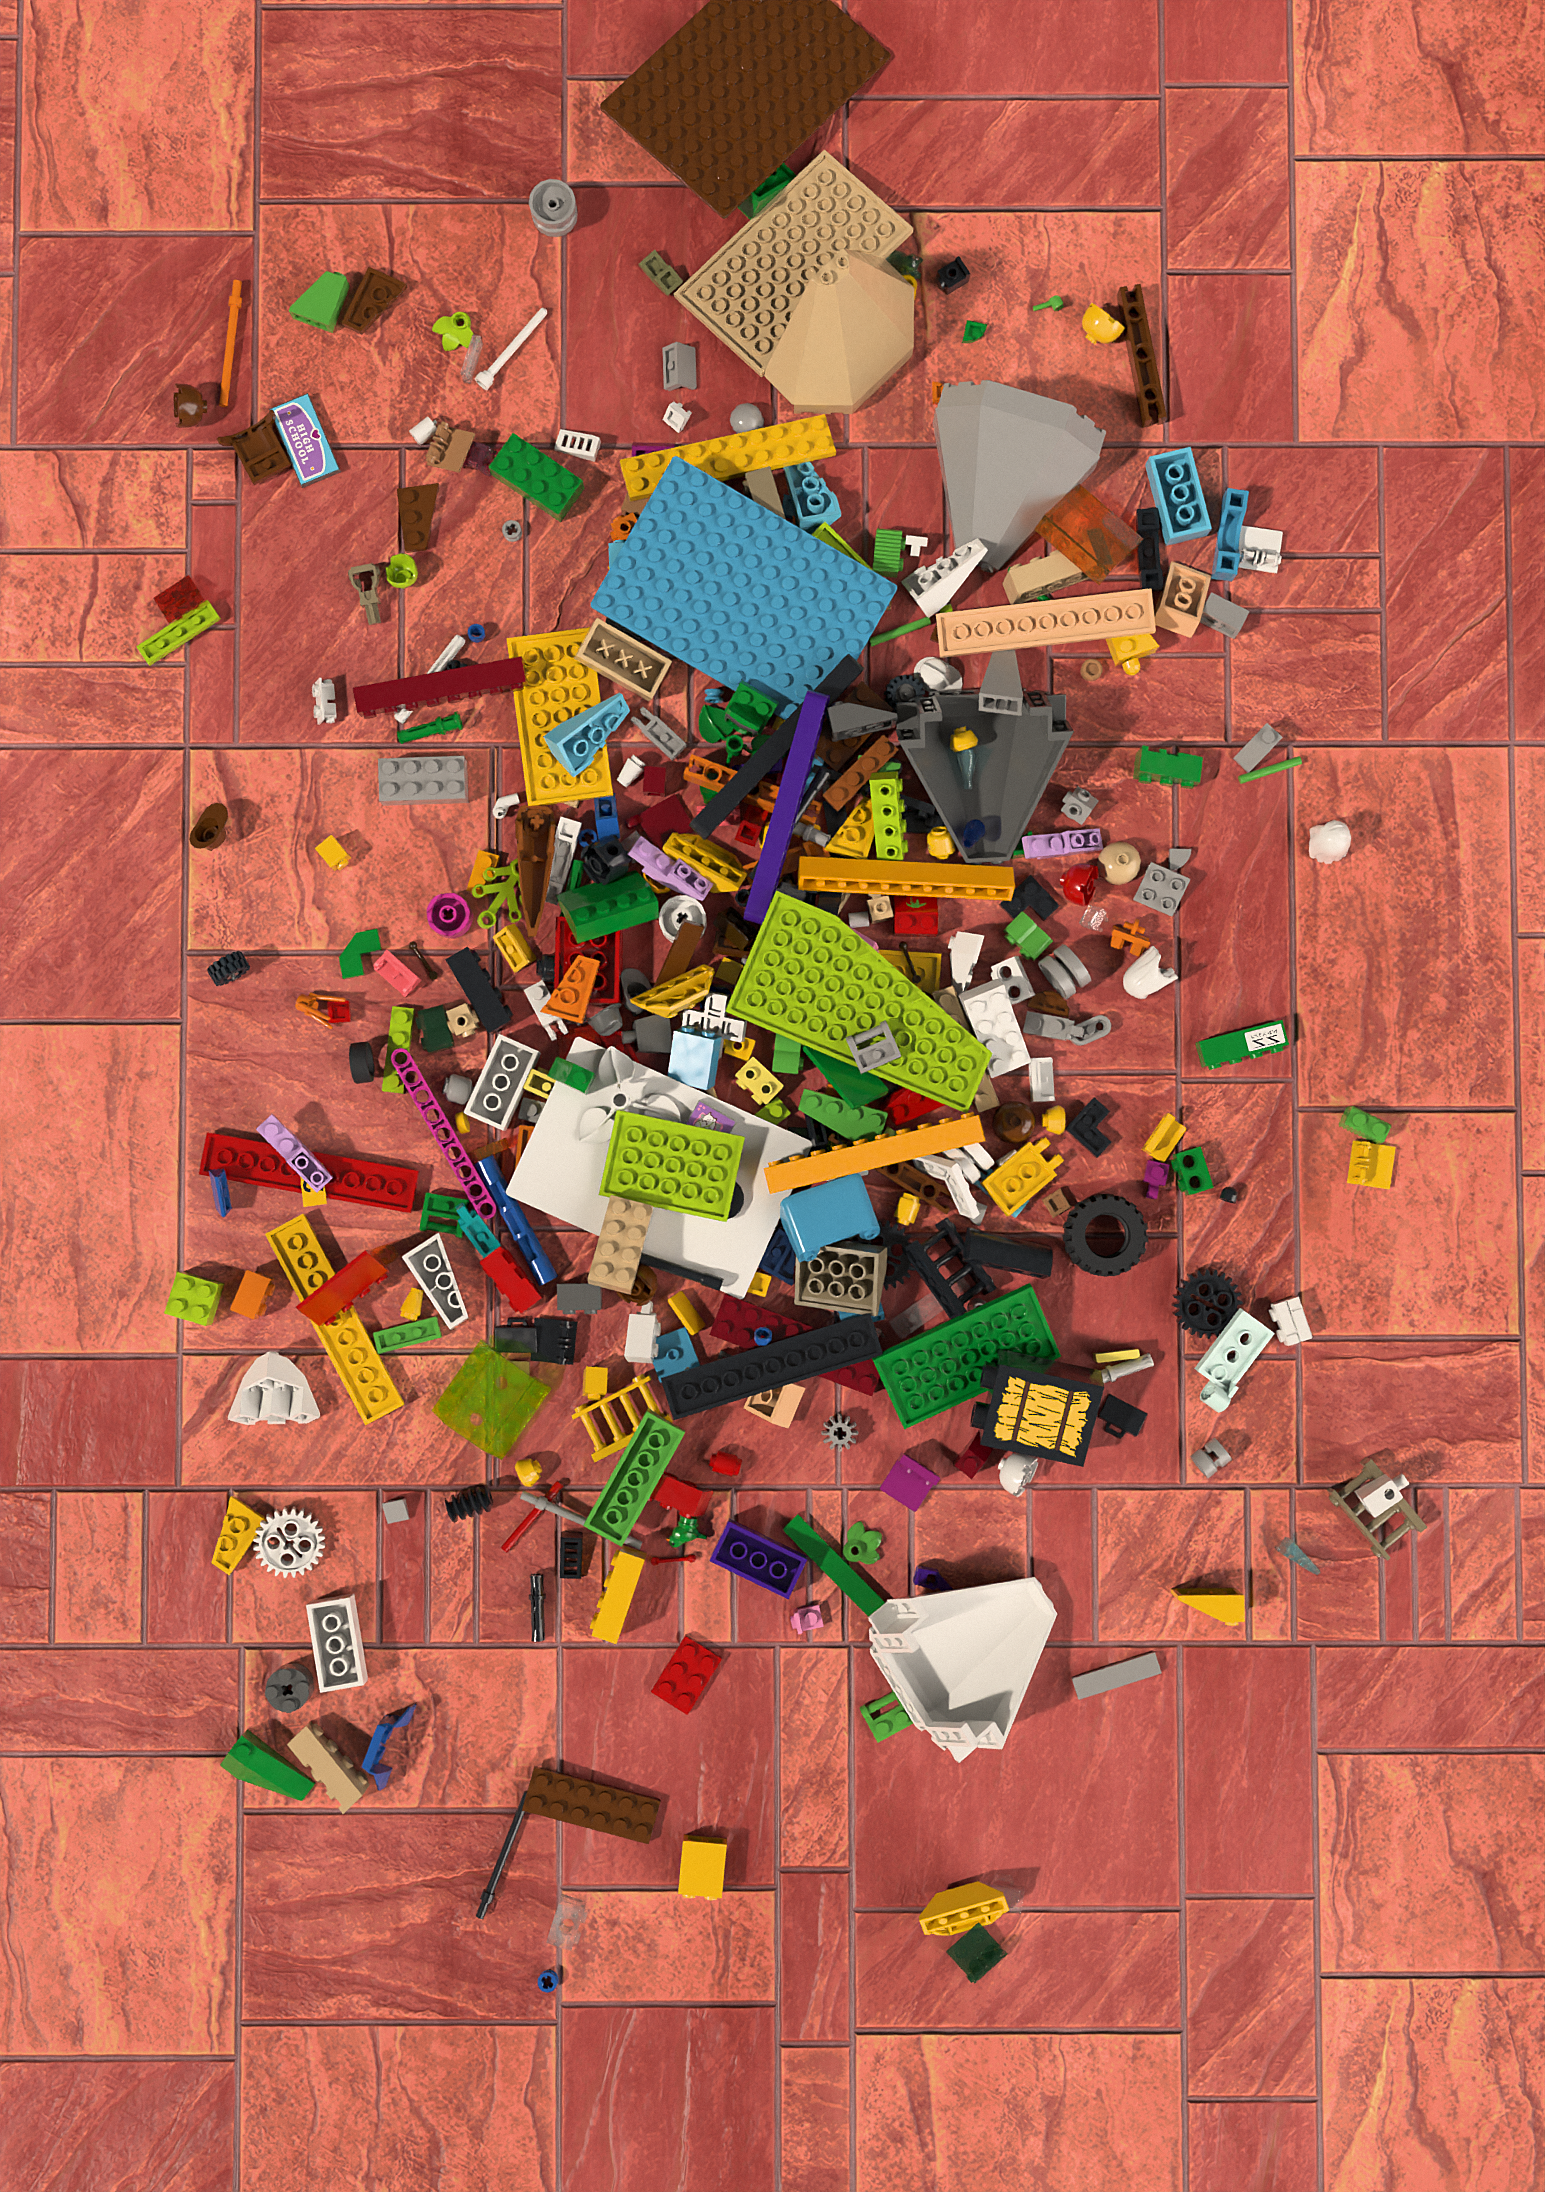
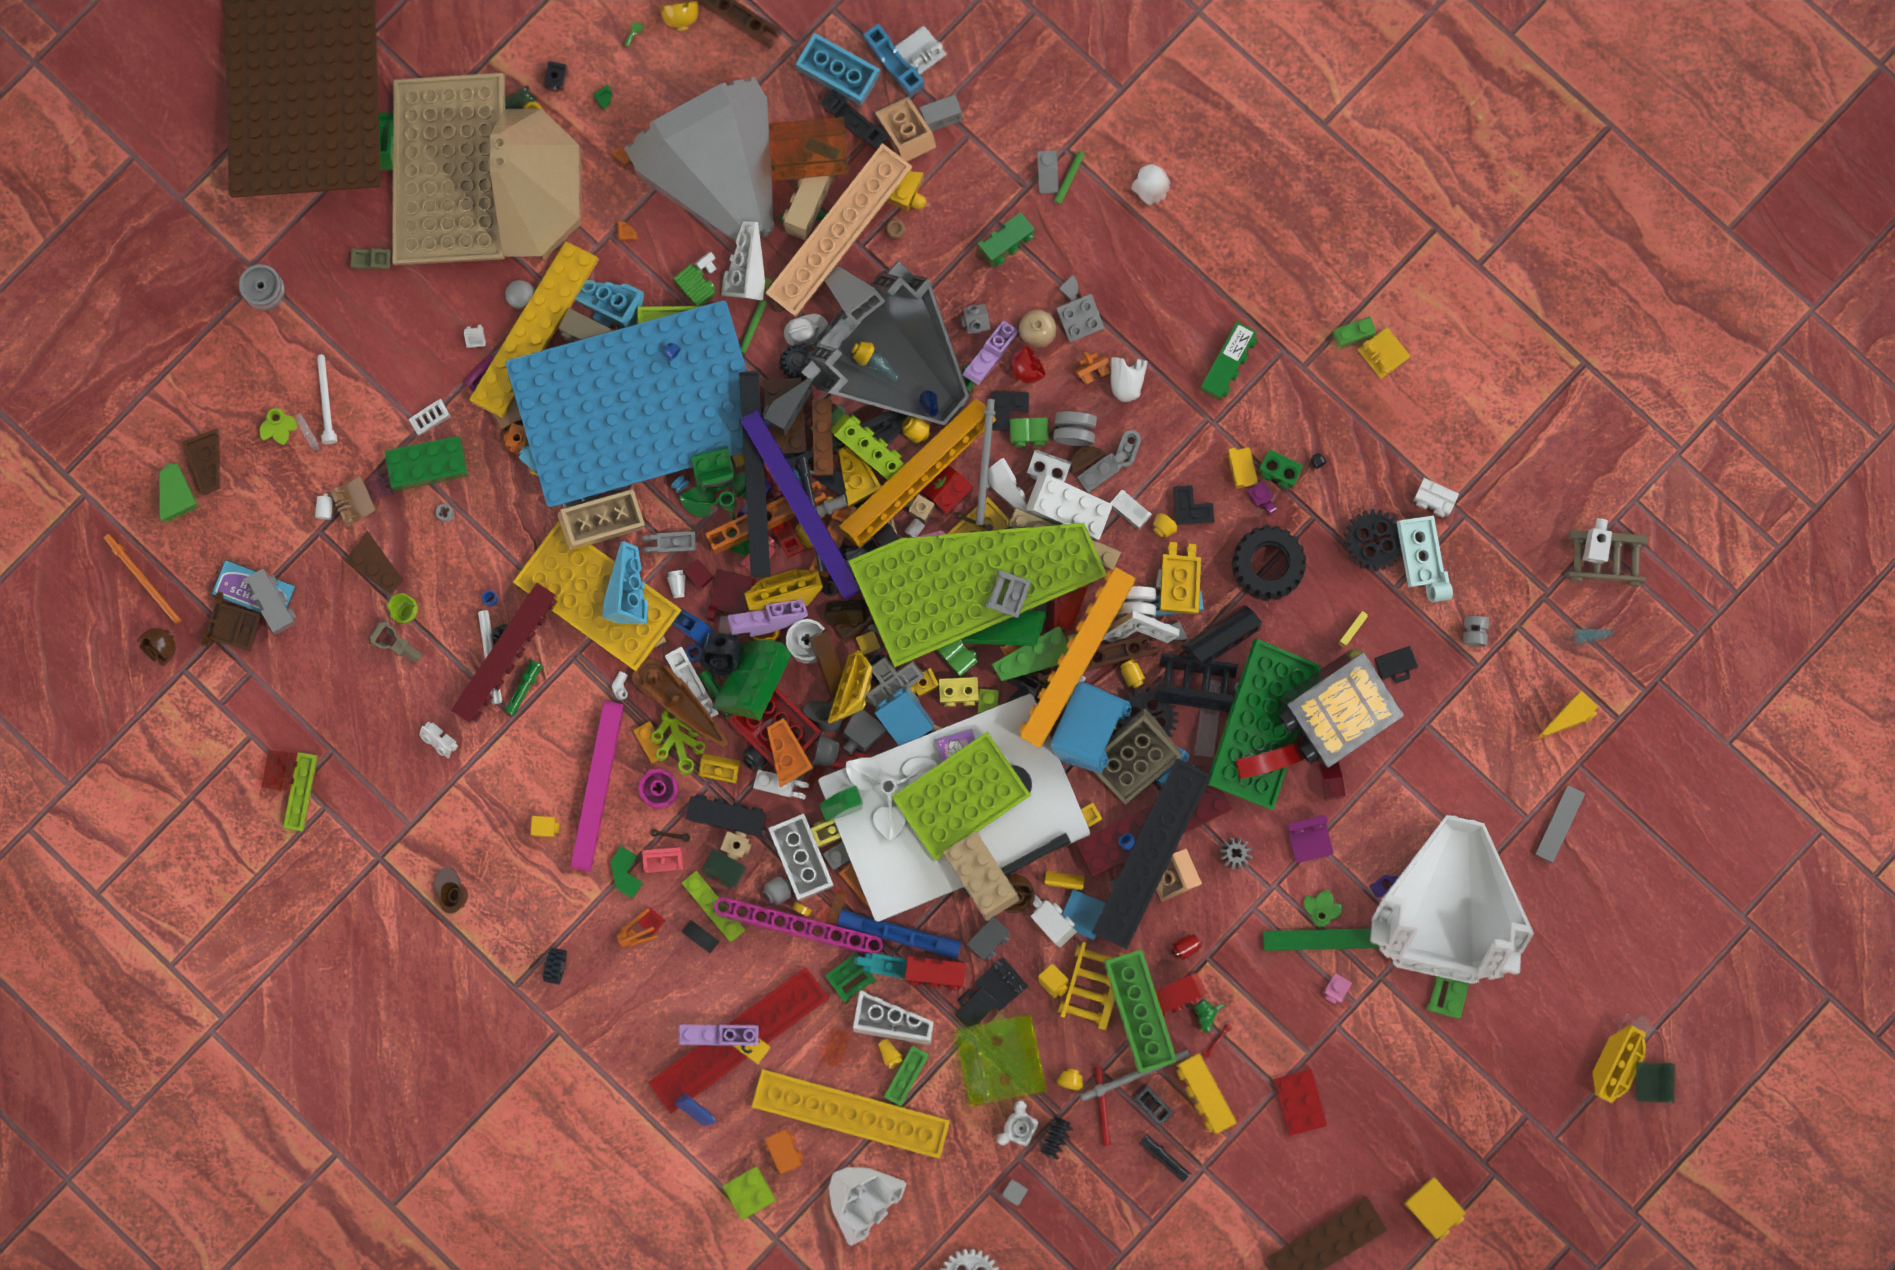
camera: 45 degrees left, 5 degrees down
(306, 459) = (270, 601): none -> light grey wedge
(343, 1288) = (838, 1083): red slope -> none
(406, 864) = (597, 786): none -> dark pink beam
(423, 780) = (553, 723): light grey brick -> none
(442, 1465) = (1016, 1120): none -> white hair
(679, 366) = (443, 304): light grey panel -> none
(758, 1558) = (1268, 982): dark purple brick -> none
(779, 1257) = (1085, 785): dark blue wing -> none
(813, 582) = (672, 350): none -> blue hinge
(879, 456) = (626, 232): none -> orange tile
(940, 1390) = (1269, 761): none -> red slope
(1009, 890) = (989, 412): none -> light grey bar
(1013, 1122) = (1141, 553): reddish brown cylinder -> none
(1016, 1472) = (1368, 763): white cylinder -> none
(1056, 1203) = (1219, 575): medium nougat tile -> none
(1093, 917) = (1057, 378): clear tile -> none
(1111, 1373) = (1368, 630): white pin -> none

